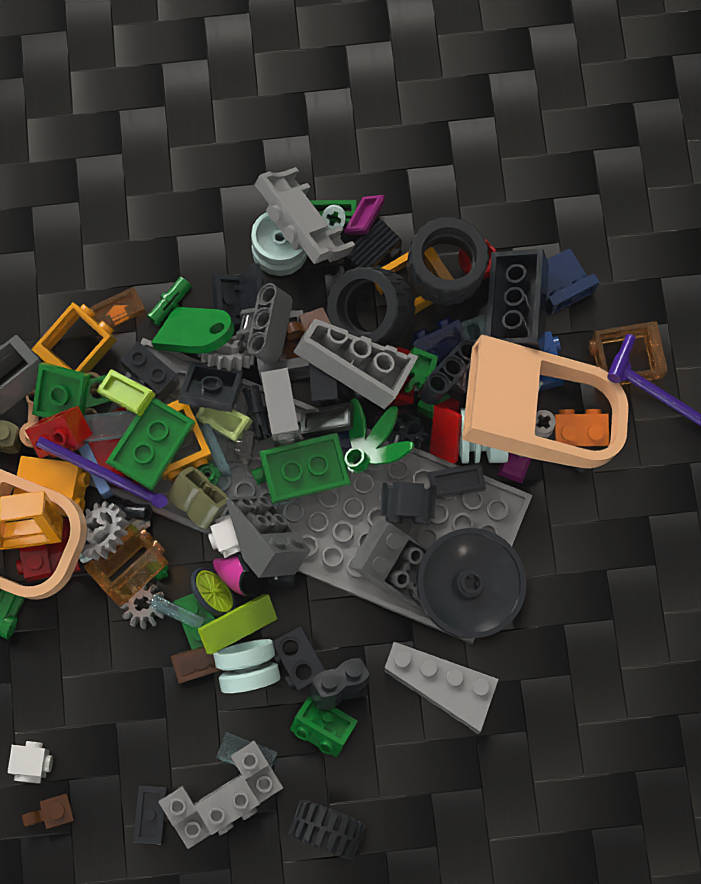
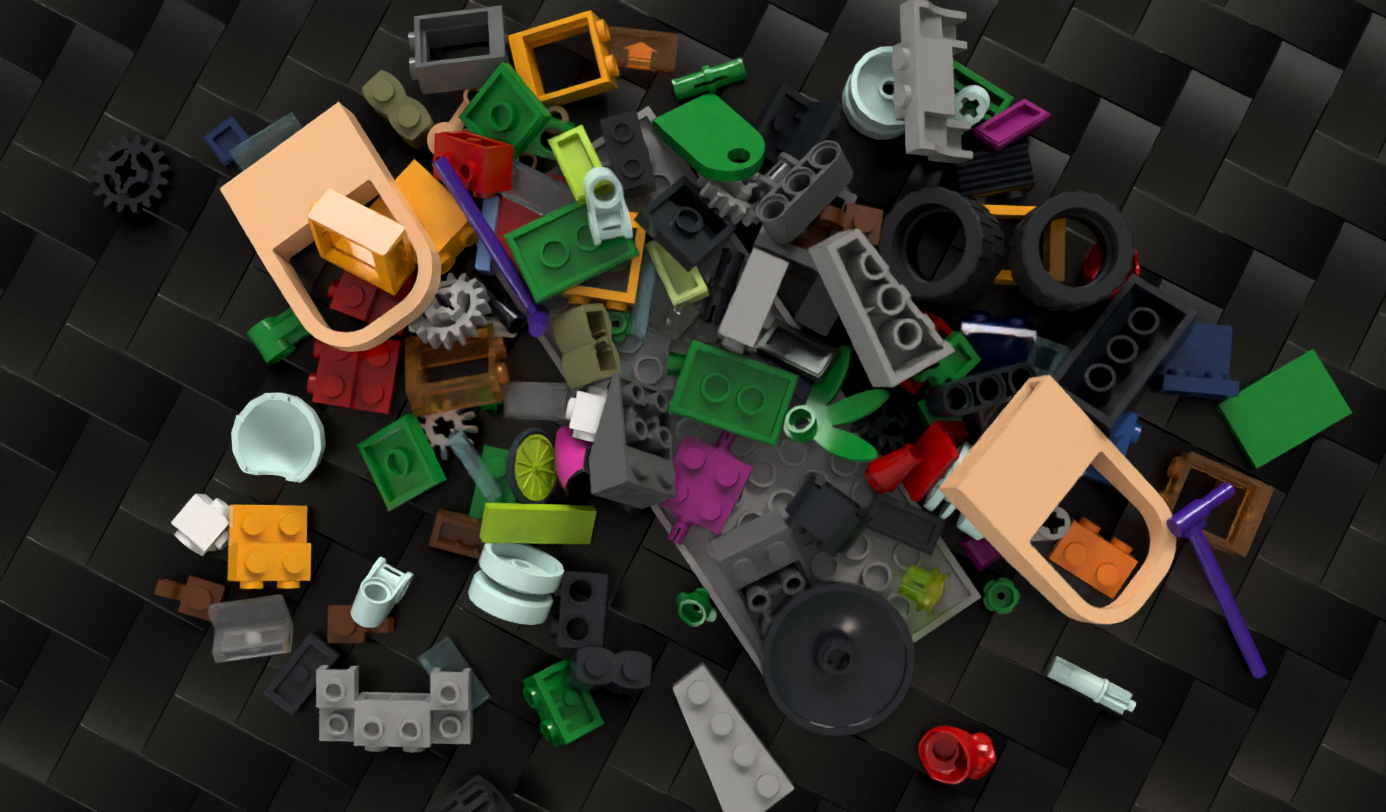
camera: 35 degrees right, 10 degrees up
(42, 675) = (278, 437): none -> light aqua cylinder
(66, 611) = (356, 379): none -> red plate
(78, 747) = (268, 545): none -> light orange plate
(99, 807) = (251, 628): none -> clear panel
(129, 642) = (401, 461): none -> green tile
(161, 408) = (606, 213): none -> light aqua piece
(162, 764) = (345, 630): none -> reddish brown plate
(167, 731) = (379, 594): none -> light aqua piece
(189, 553) = (536, 400): none -> clear tile
(325, 533) = (706, 485): none -> magenta plate
(364, 620) = (689, 613): none -> green plate
(428, 452) = (891, 469): none -> red cone
(494, 509) = (932, 593): none -> clear neon green piece
(550, 486) = (1010, 599): none -> green plate
(580, 597) = (954, 754): none -> red hair
(631, 276) = (1283, 409): none -> green tile
(632, 505) = (1091, 685): none -> light aqua piece

